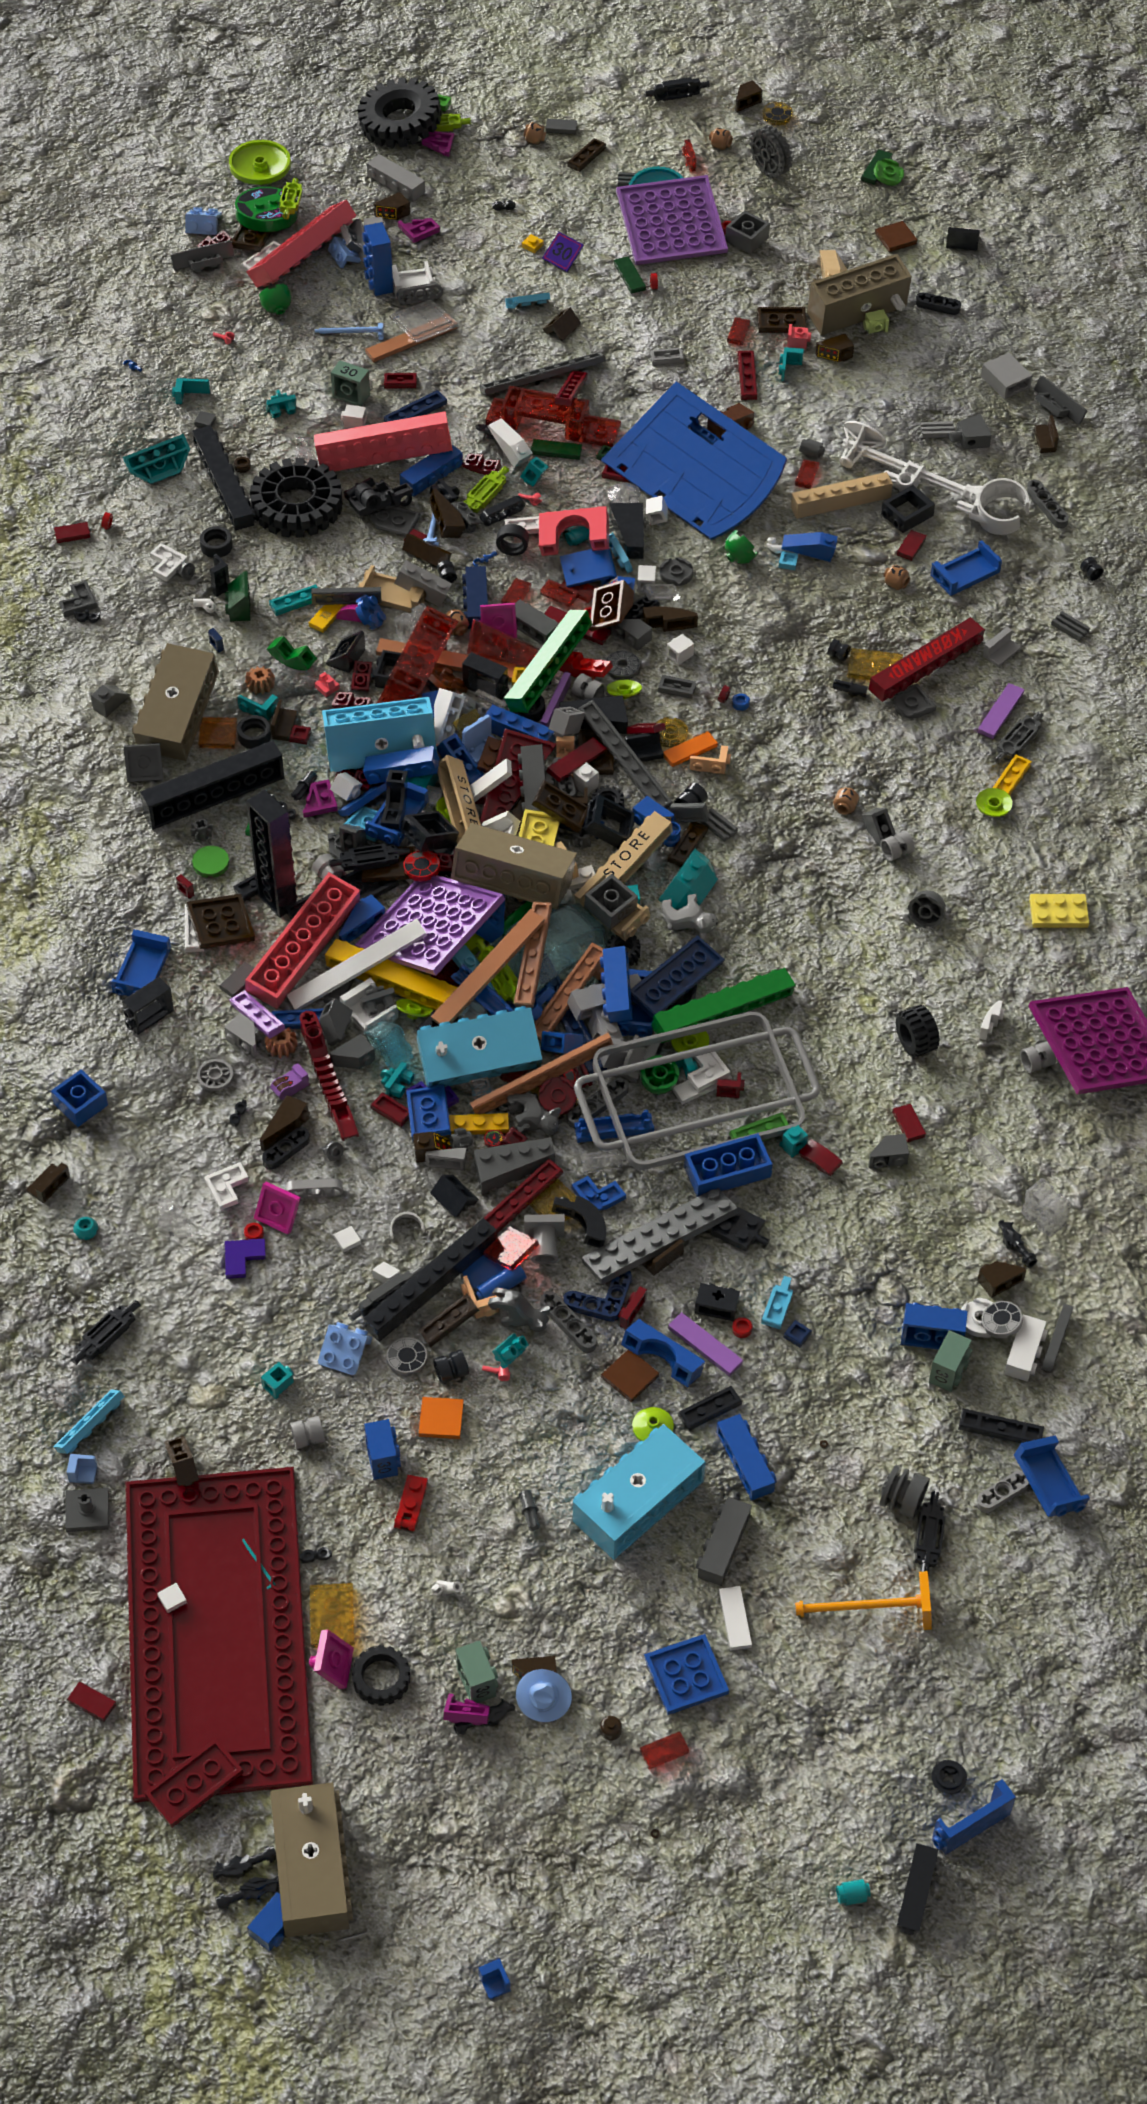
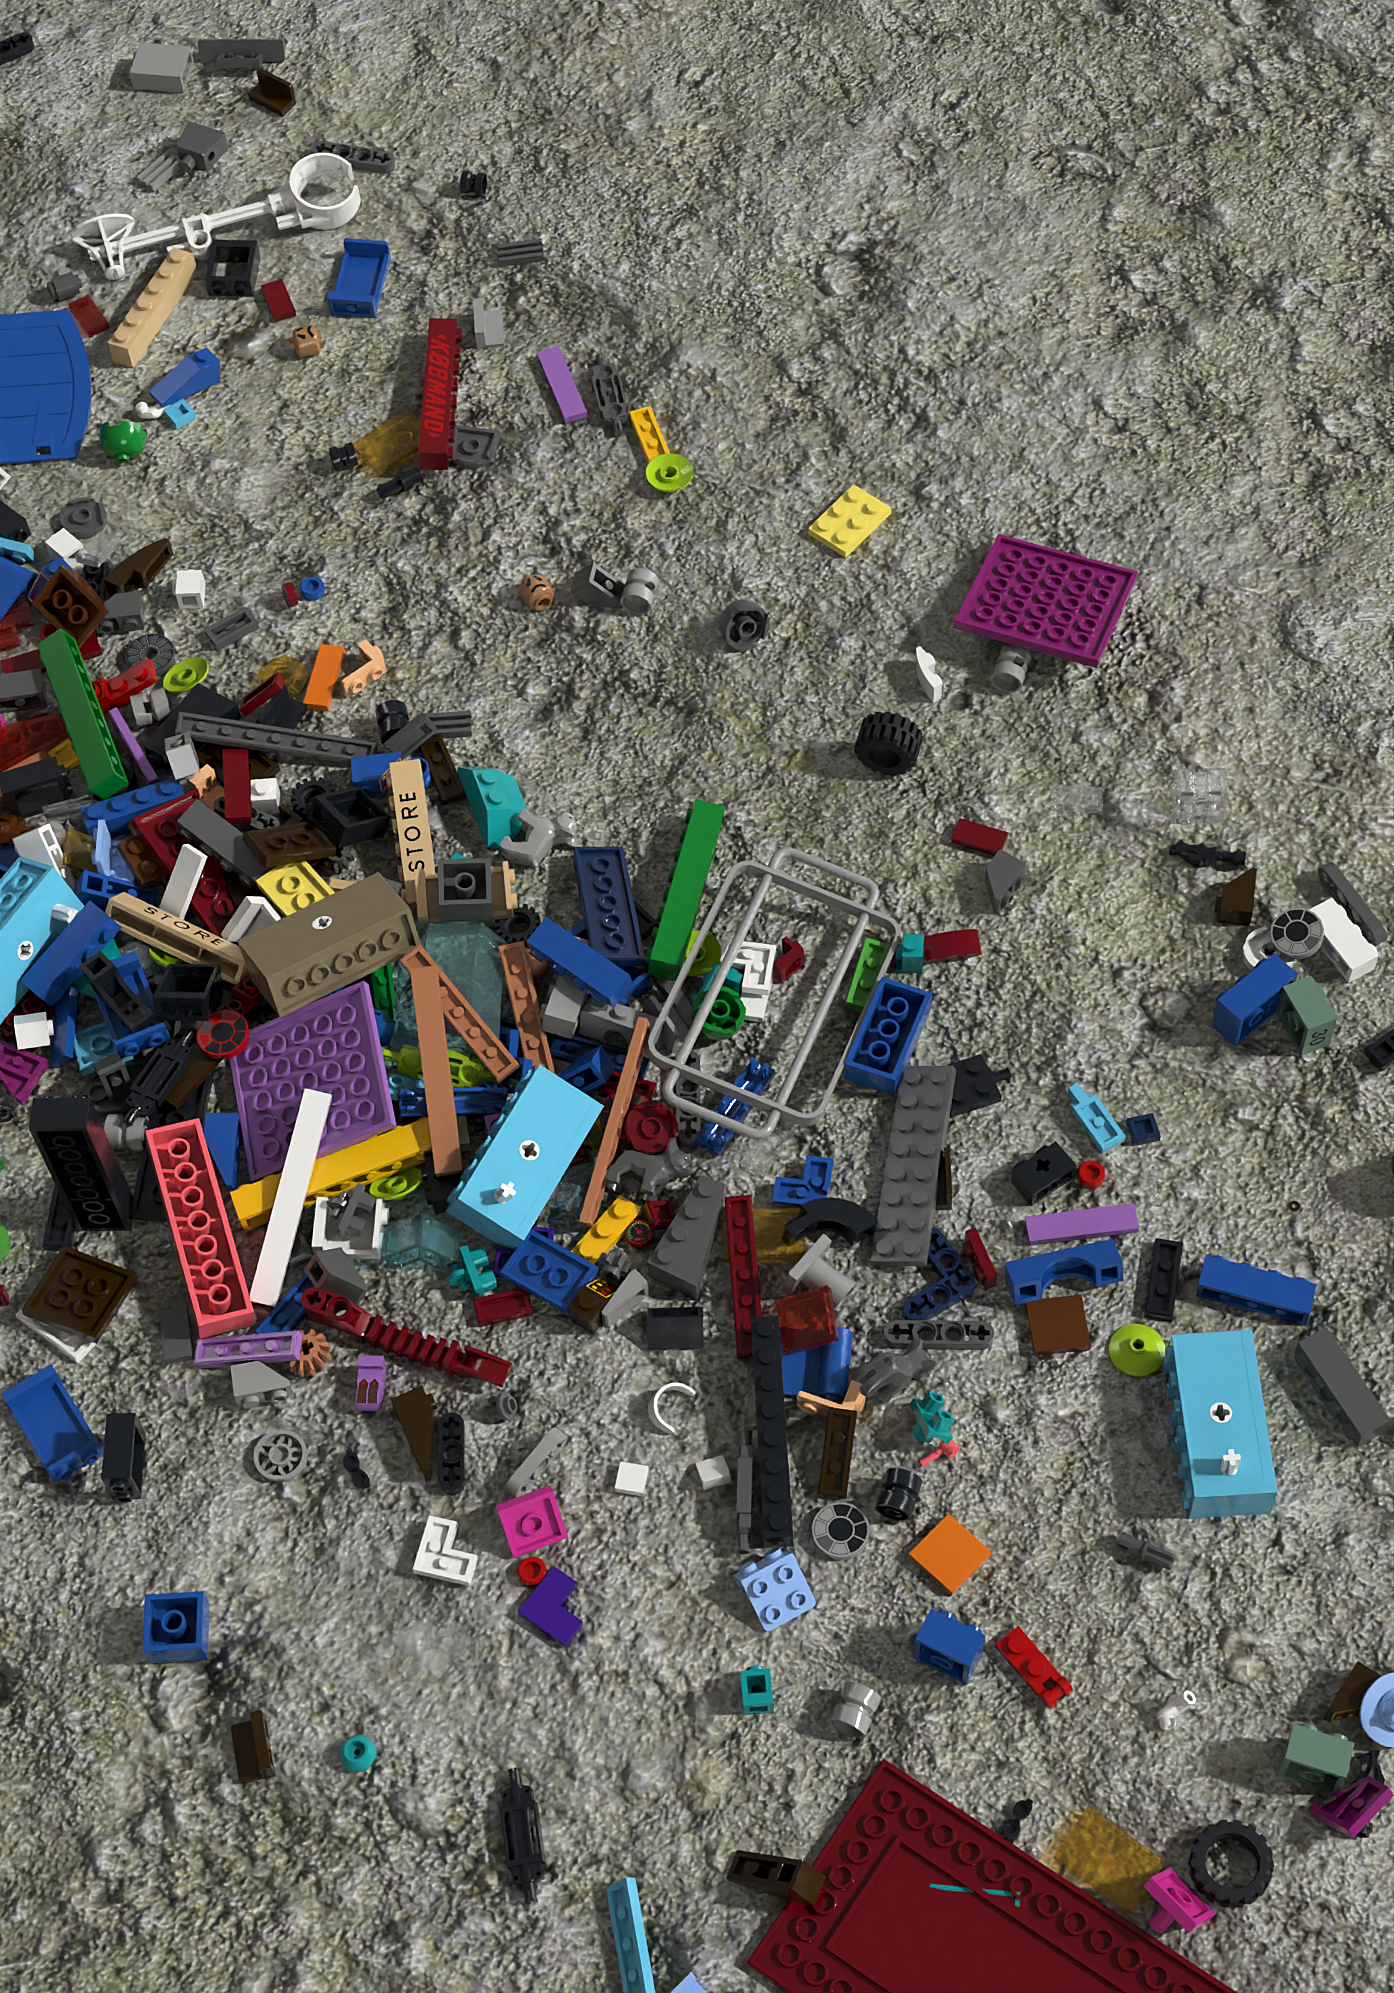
camera: 45 degrees left, 5 degrees up
(353, 1054) = (397, 1288): dark grey slope -> none

